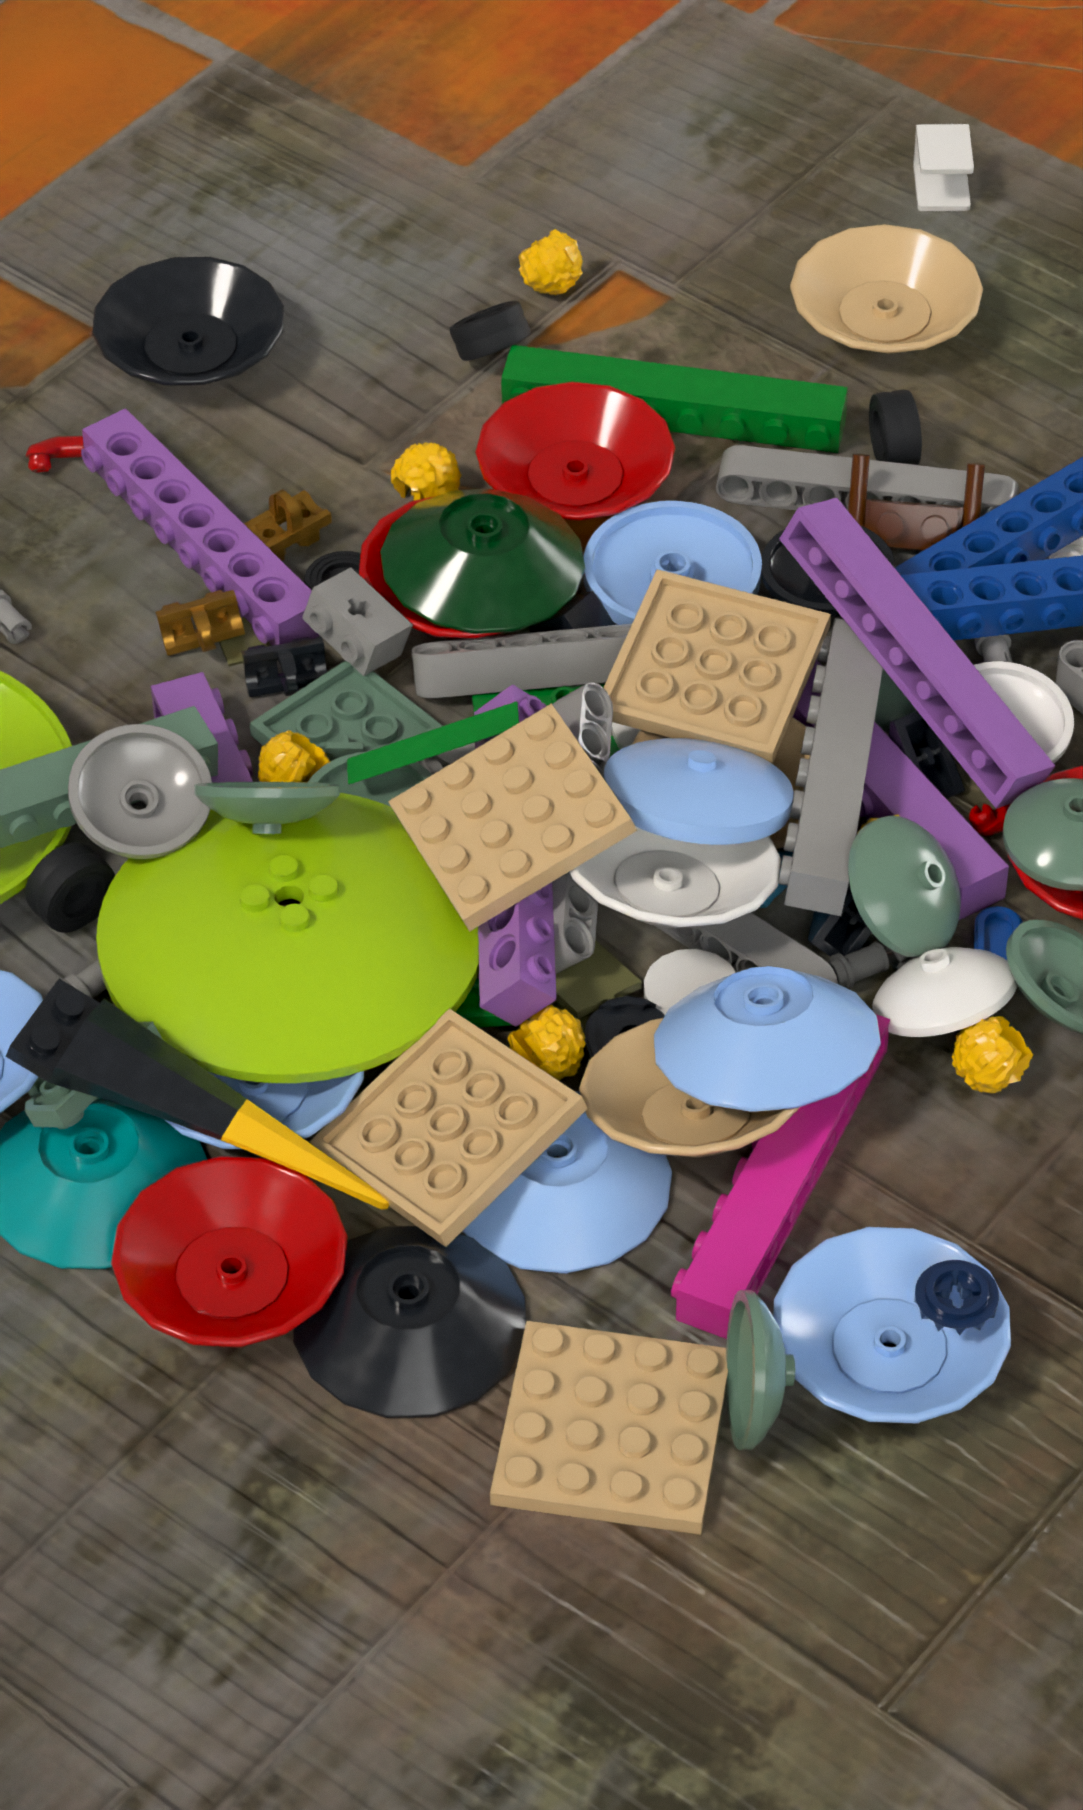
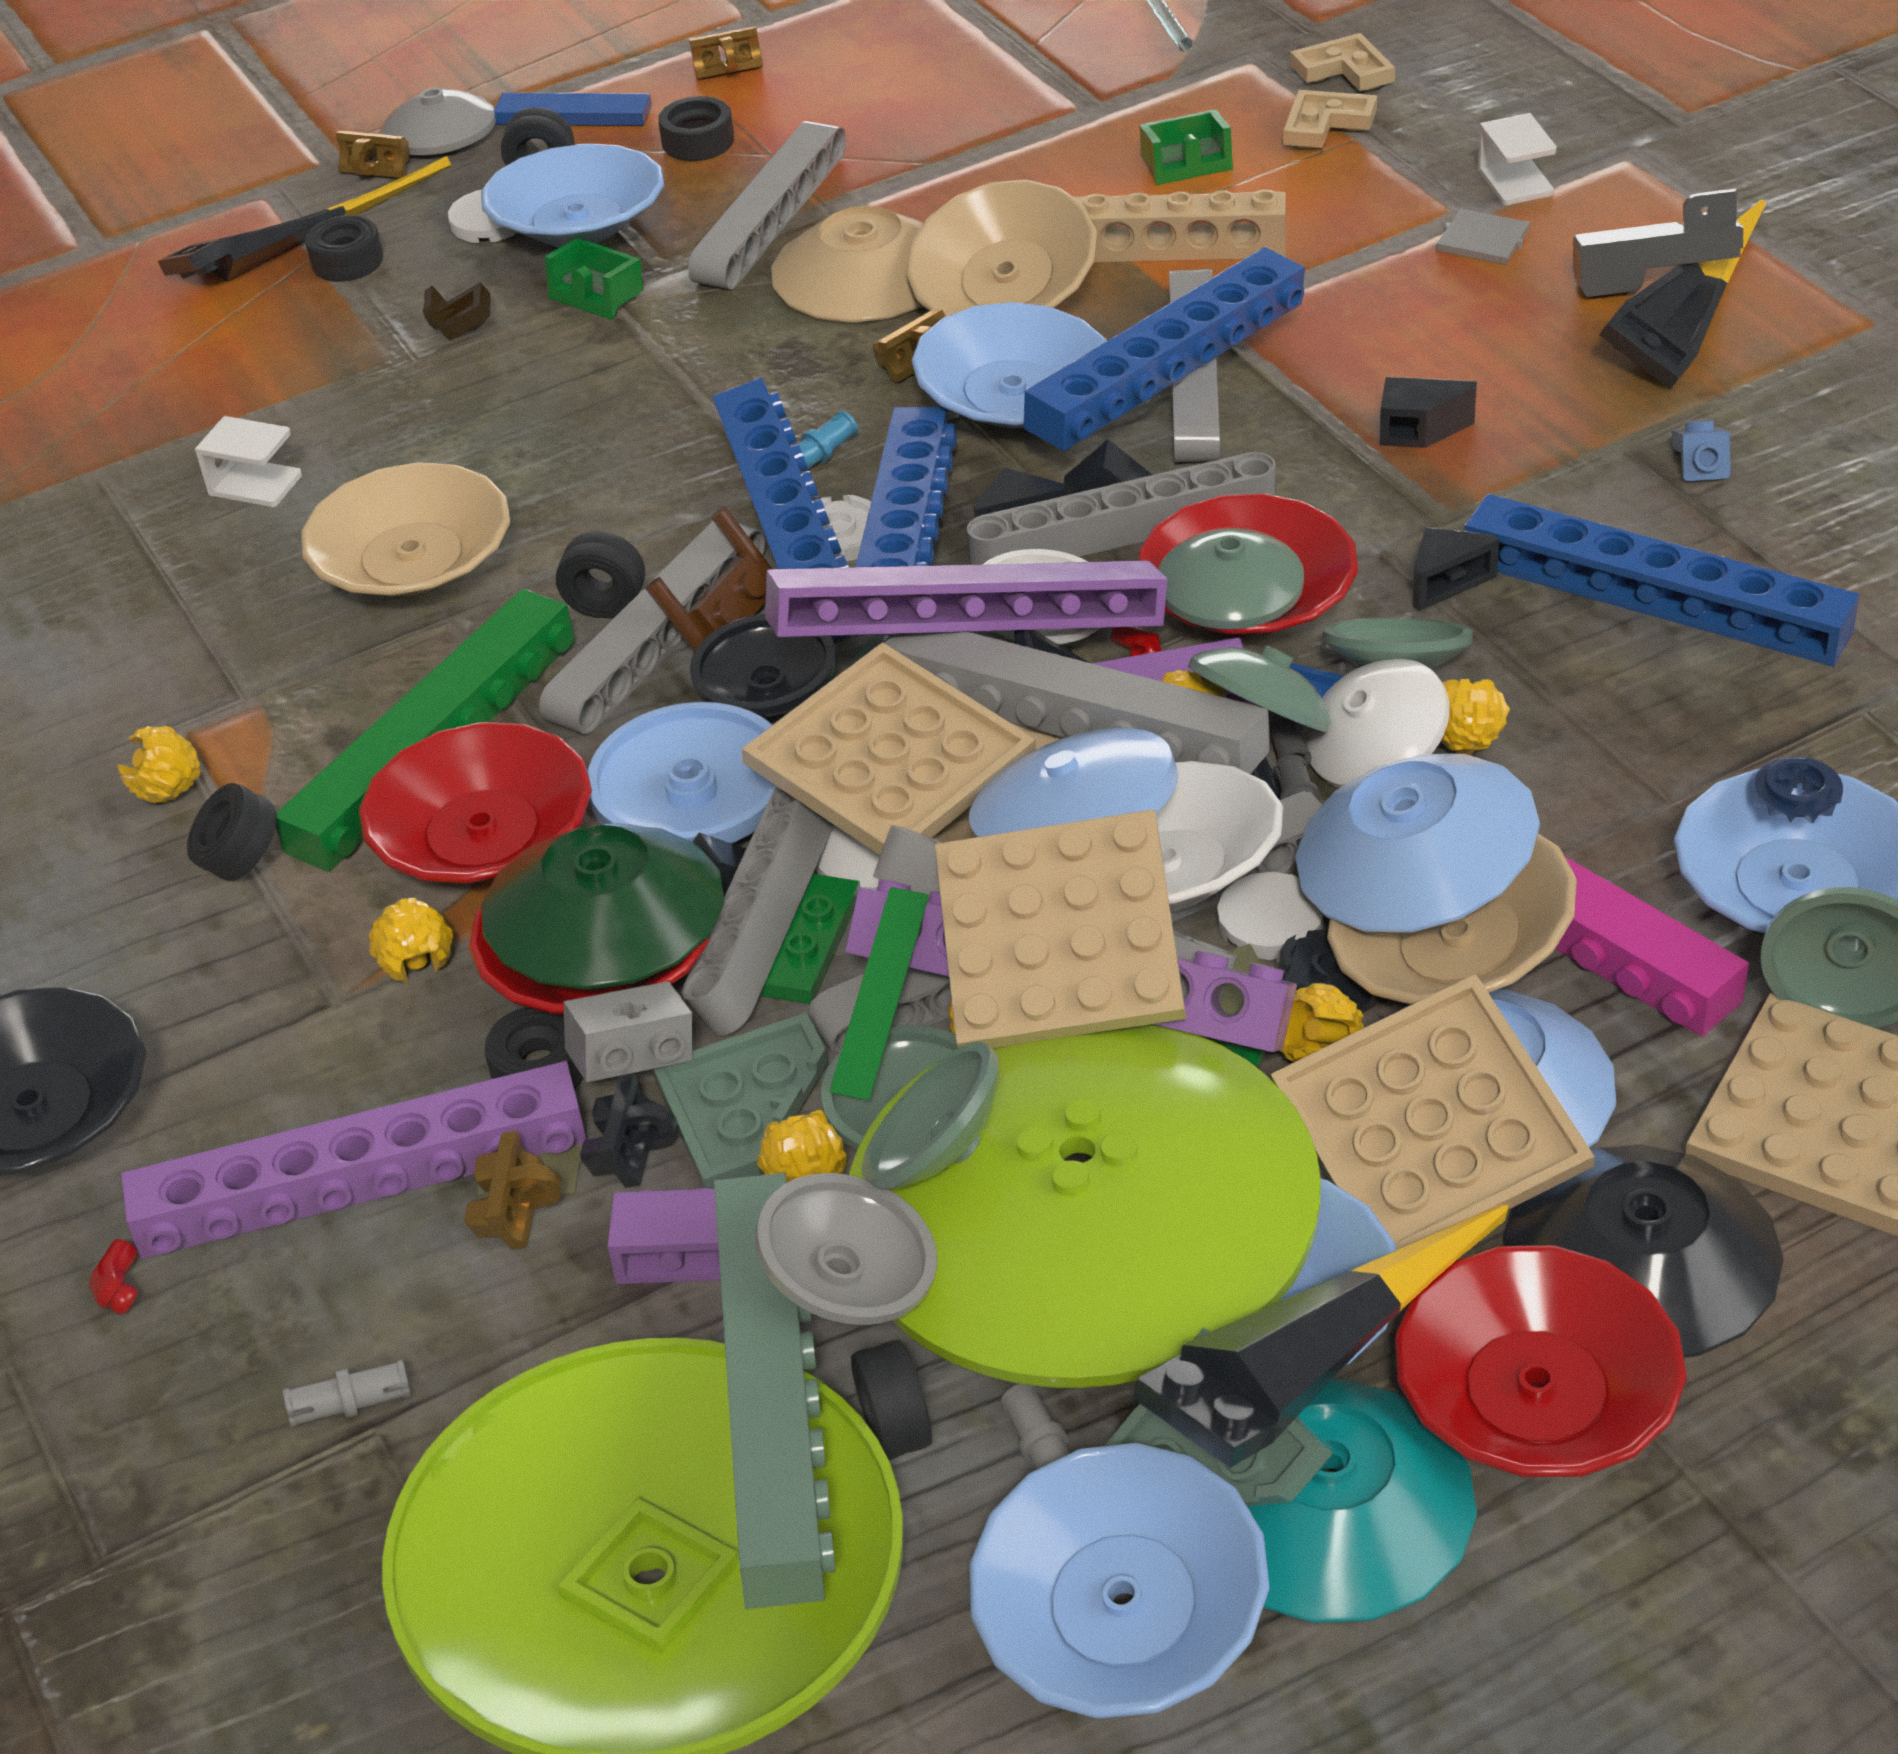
camera: 65 degrees left, 5 degrees down
(302, 517) = (406, 1067): pearl gold hips -> none

